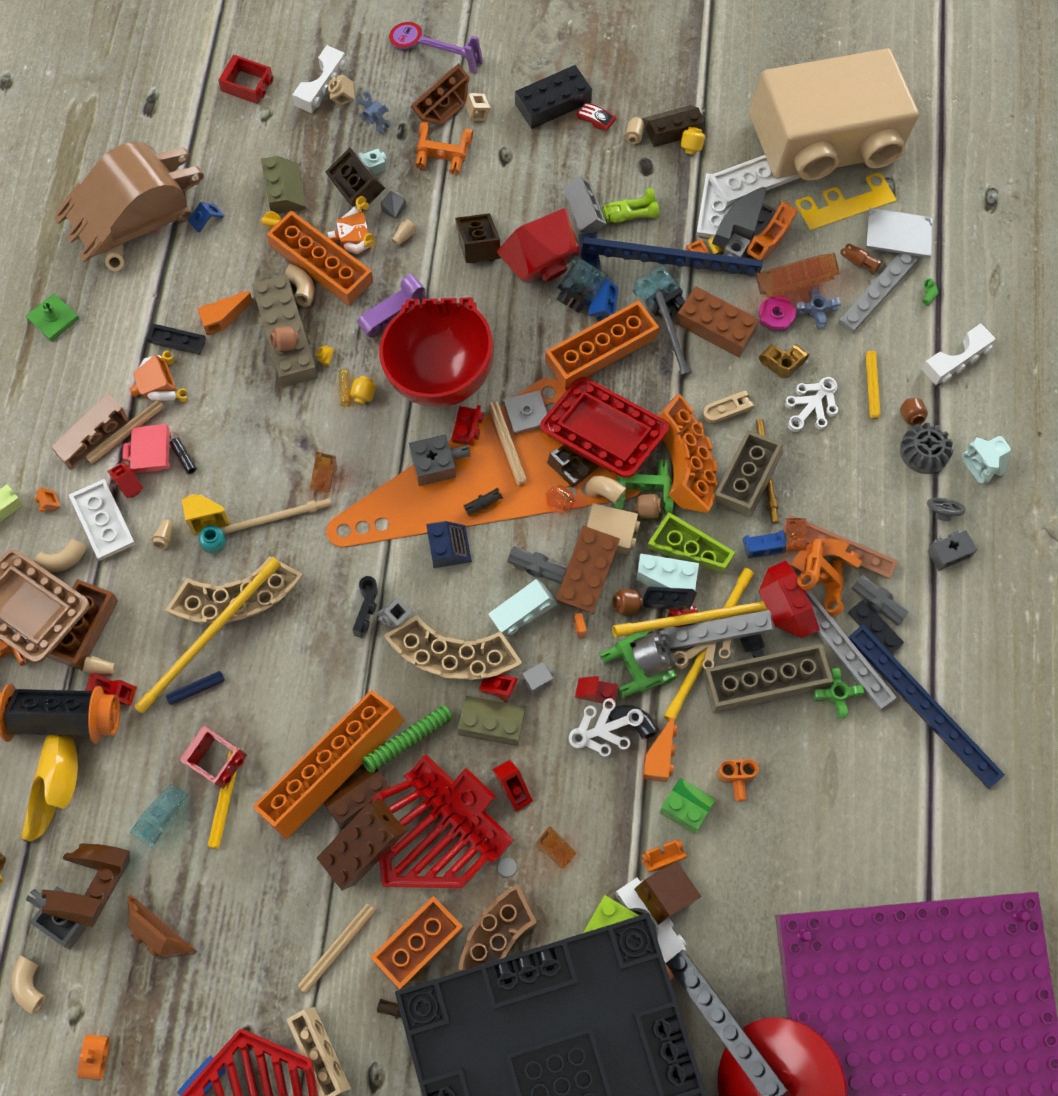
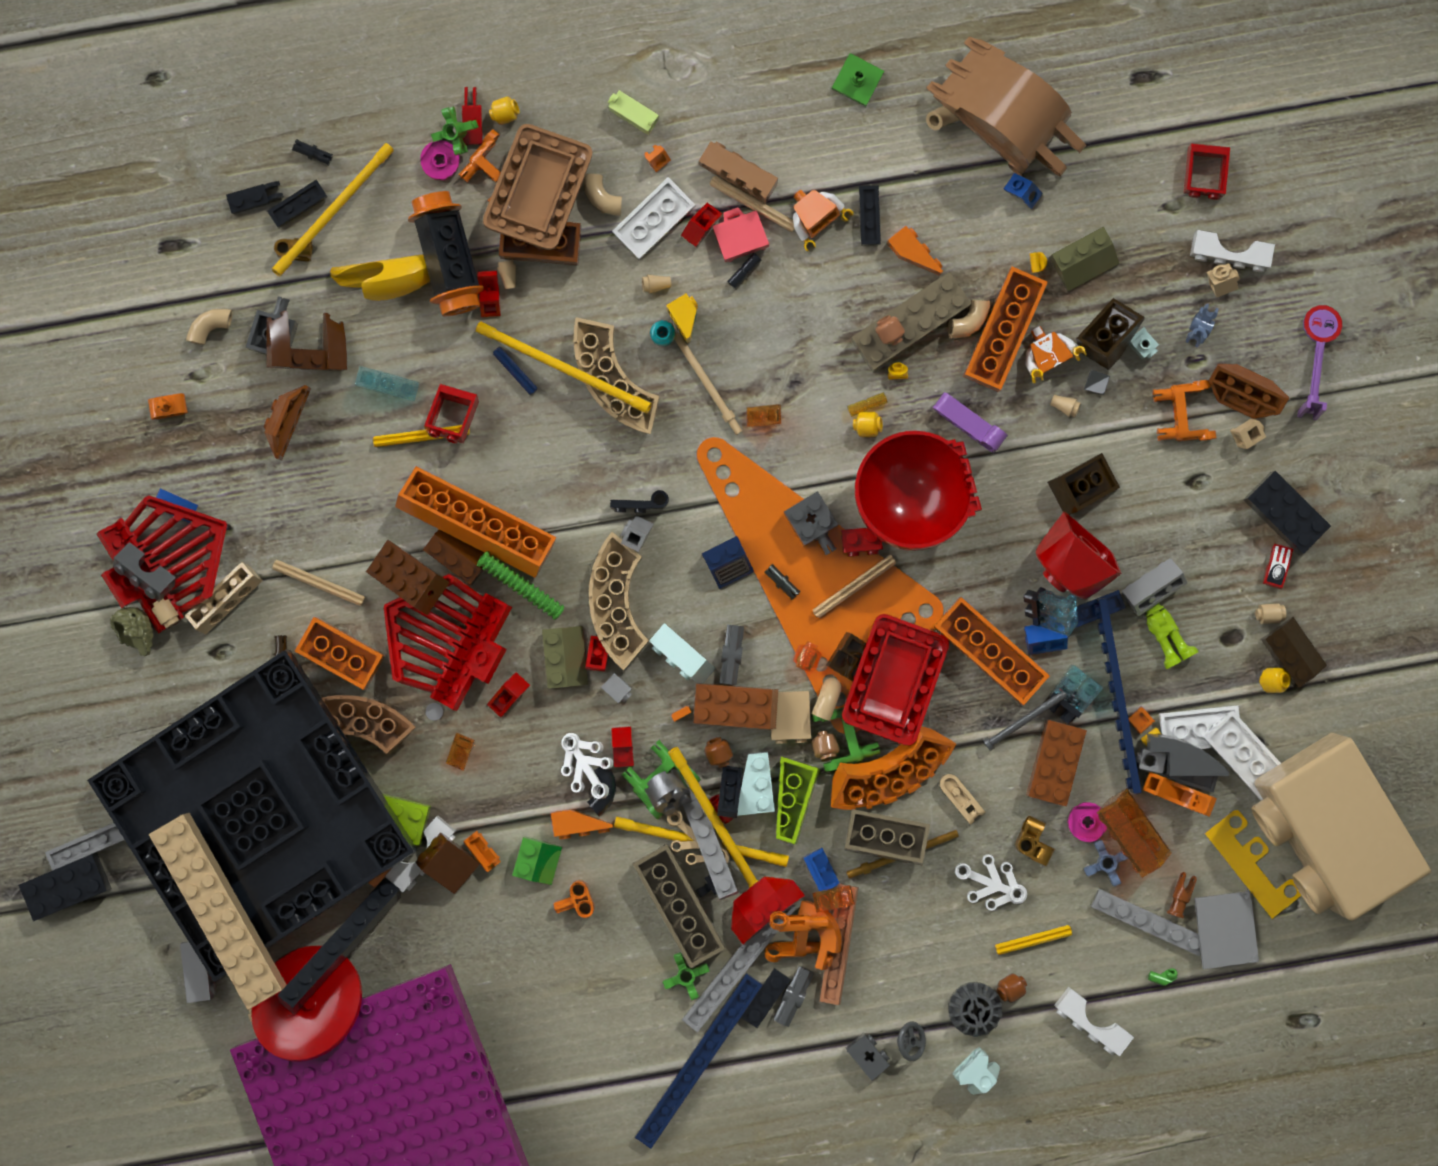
camera: 75 degrees right, 20 degrees up
(525, 411) = (894, 595): light grey plate -> none

